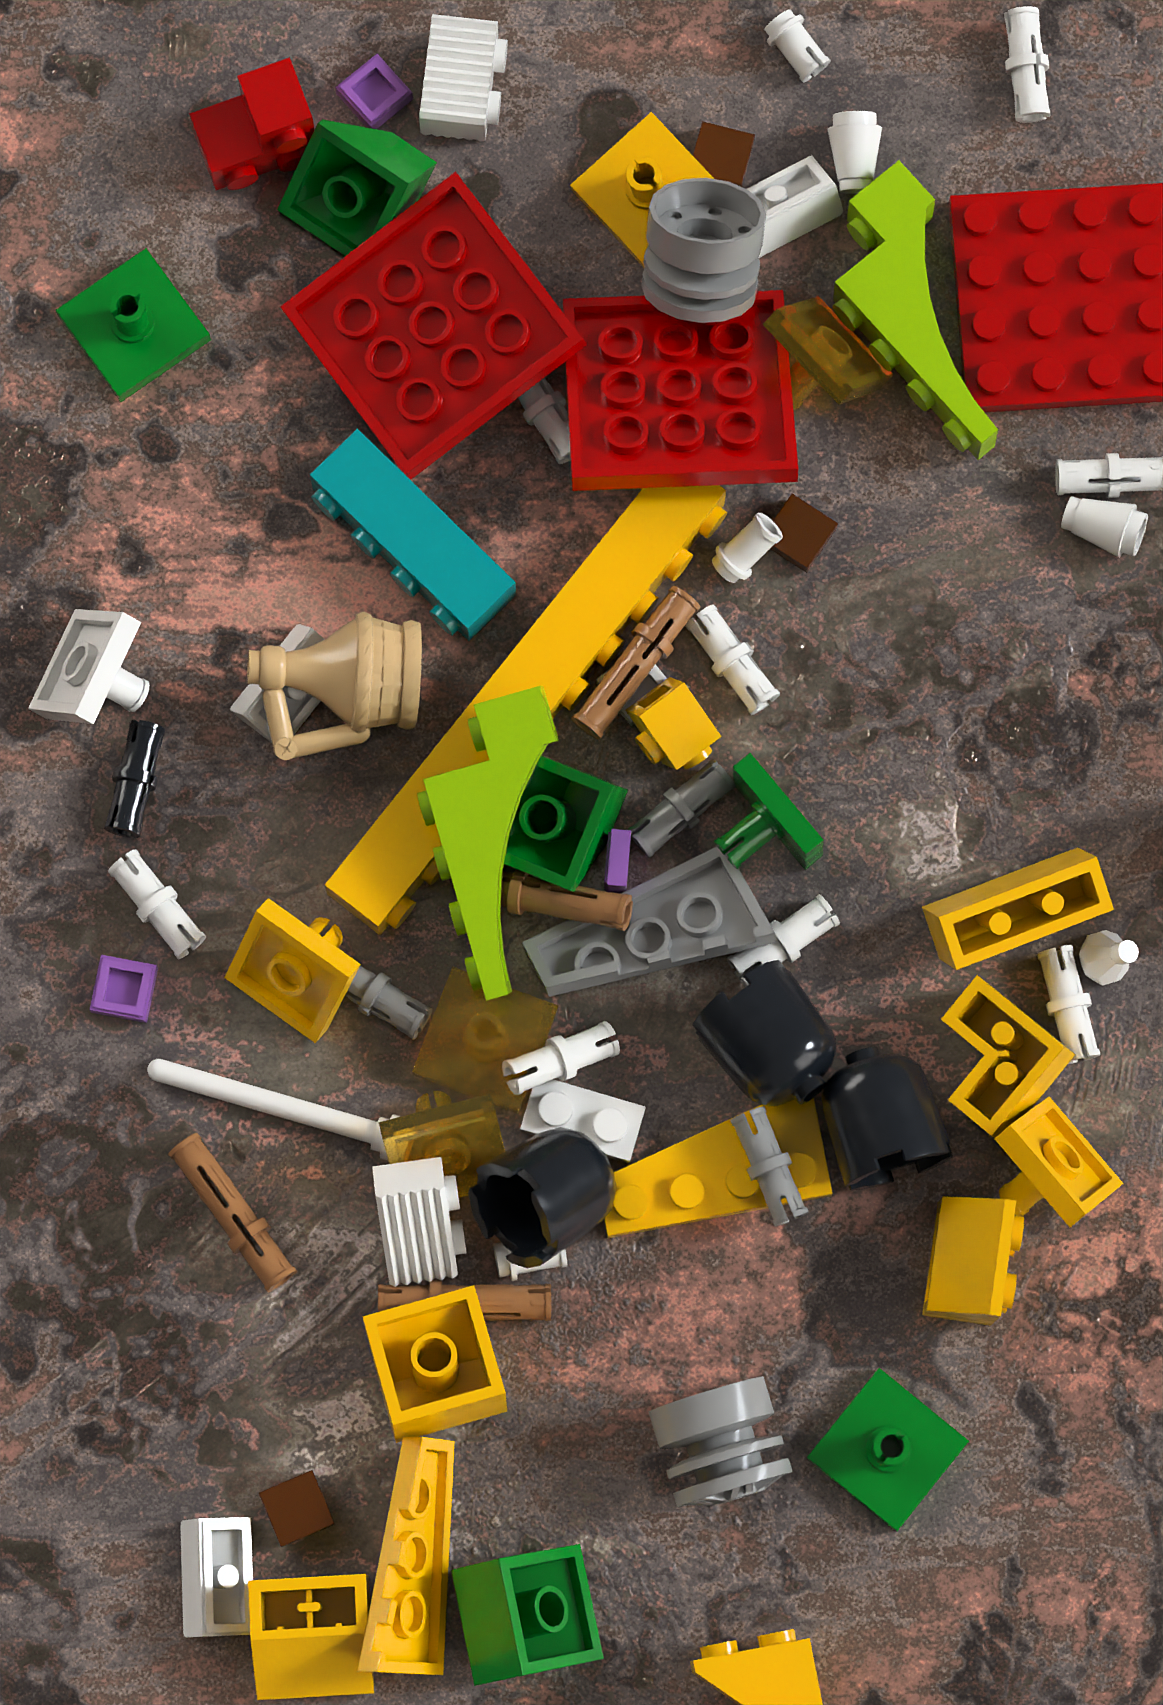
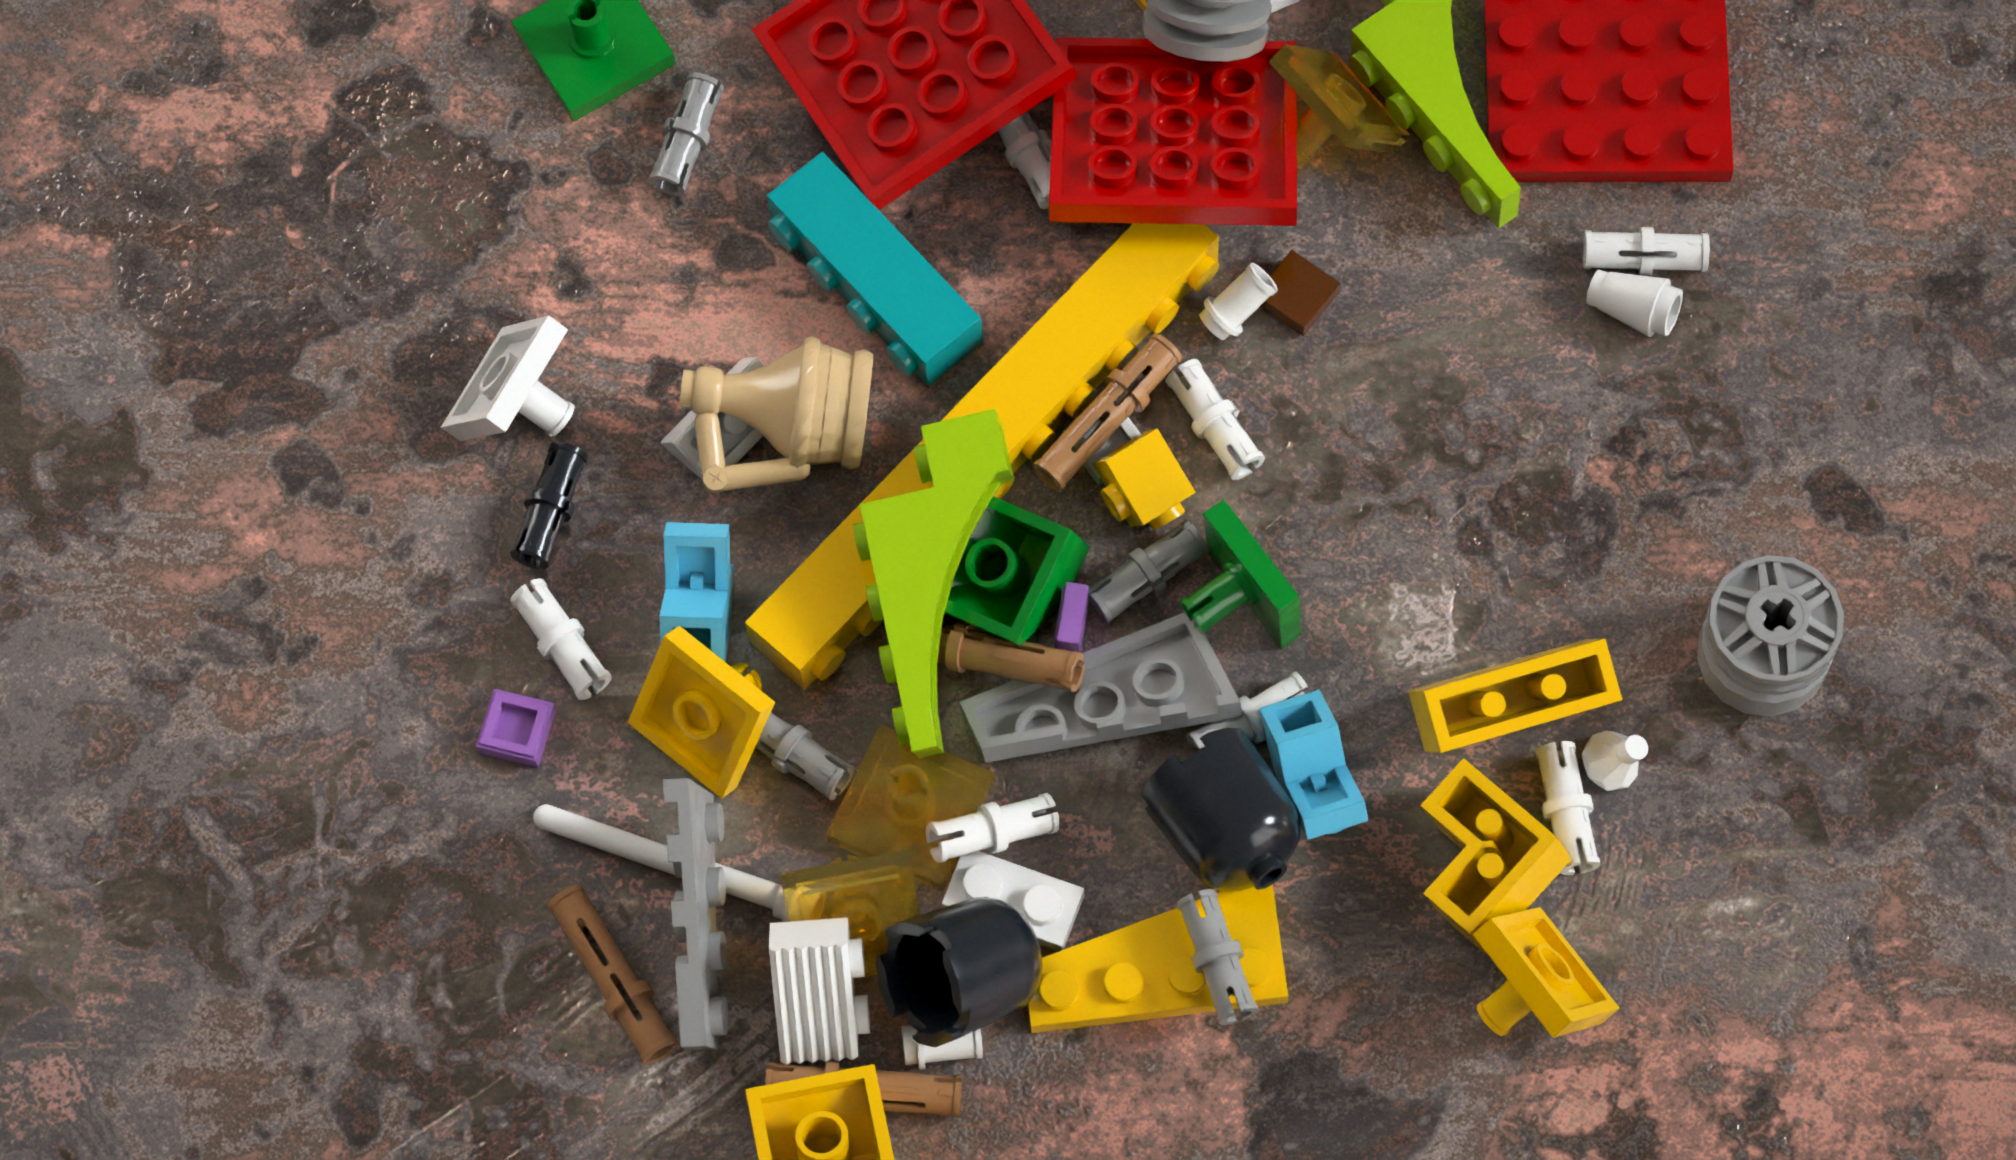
camera: 10 degrees right, 10 degrees down
(227, 411) = (686, 134): none -> light grey pin
(278, 854) = (698, 583): none -> medium azure brick
(297, 1111) = (692, 851): none -> light grey wing
(842, 985) = (1312, 764): none -> medium azure brick
(882, 1118) = (1349, 915): black cylinder -> none
(971, 1259) = (1437, 1073): yellow slope -> none

